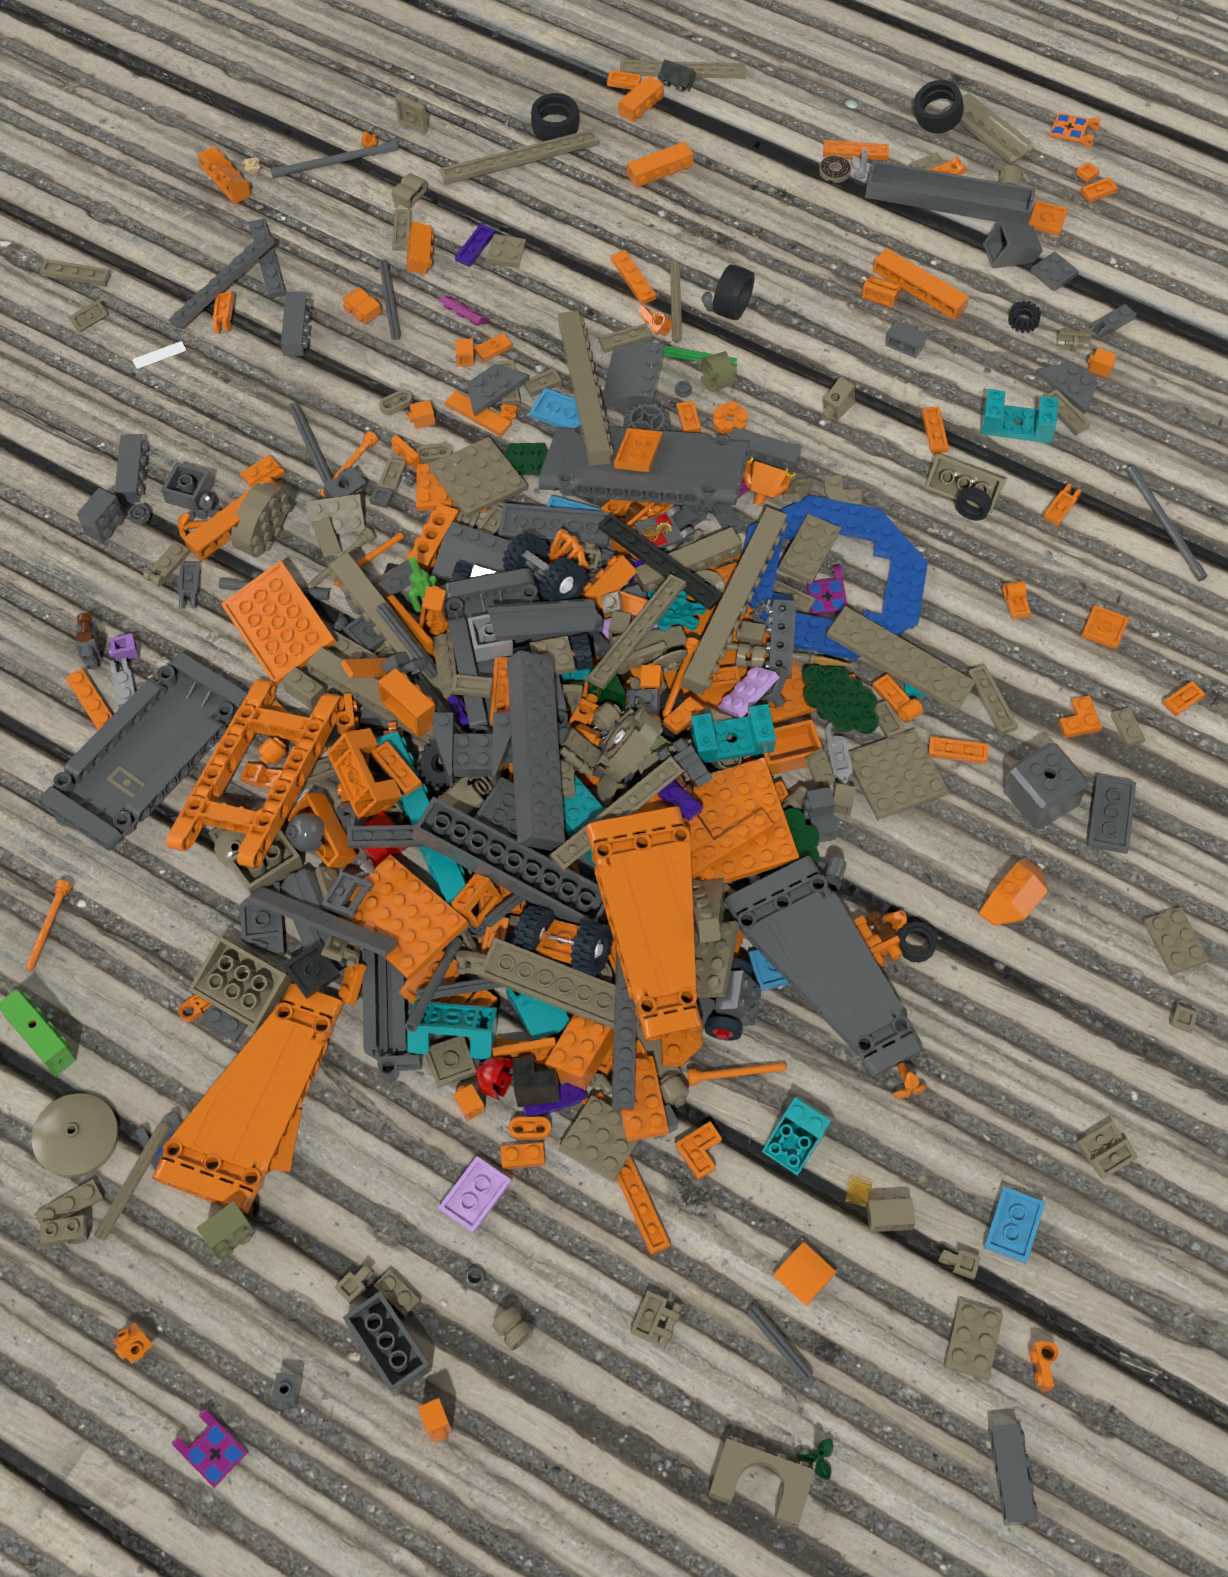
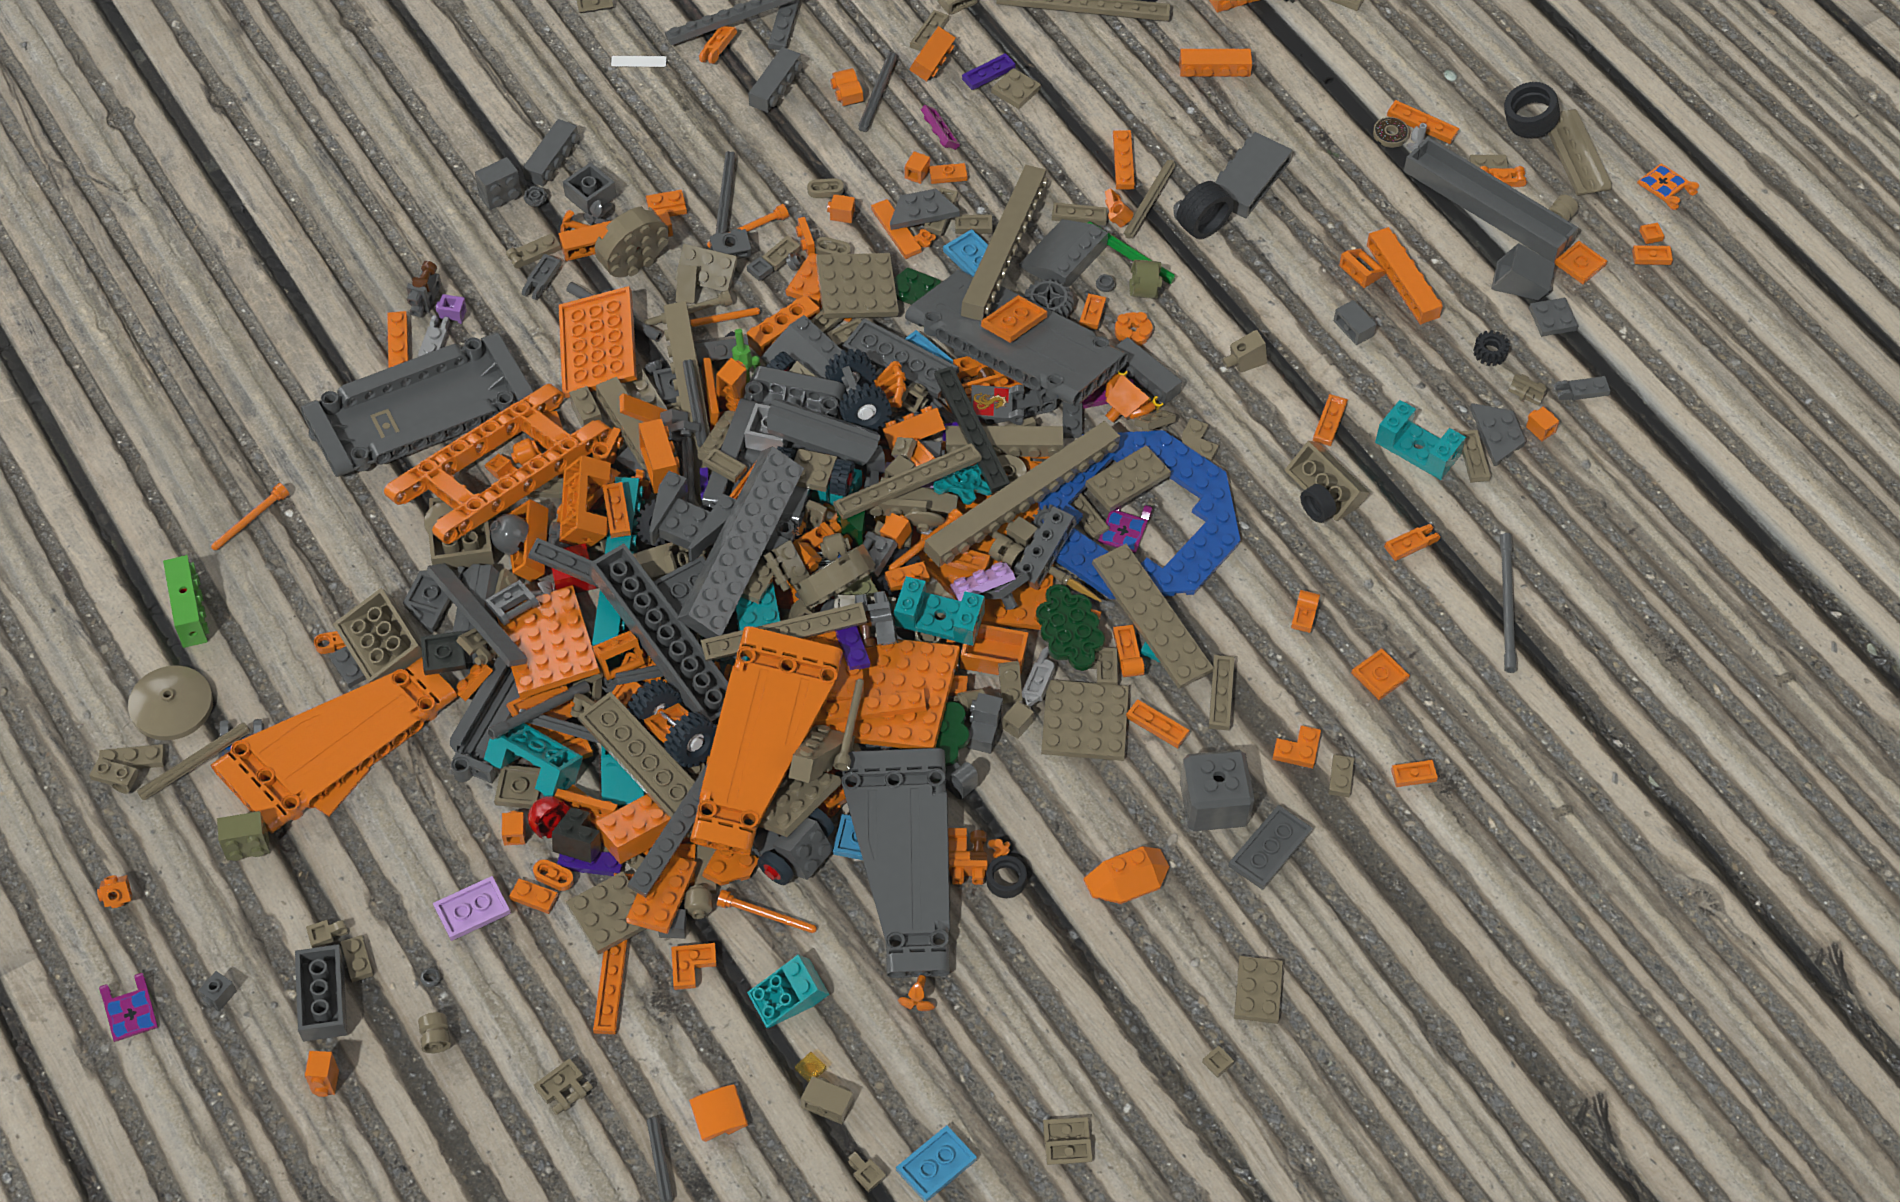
camera: 25 degrees right, 5 degrees down
(731, 905) = (842, 760): none -> dark tan piece
(747, 242) = (1253, 172): none -> dark grey brick

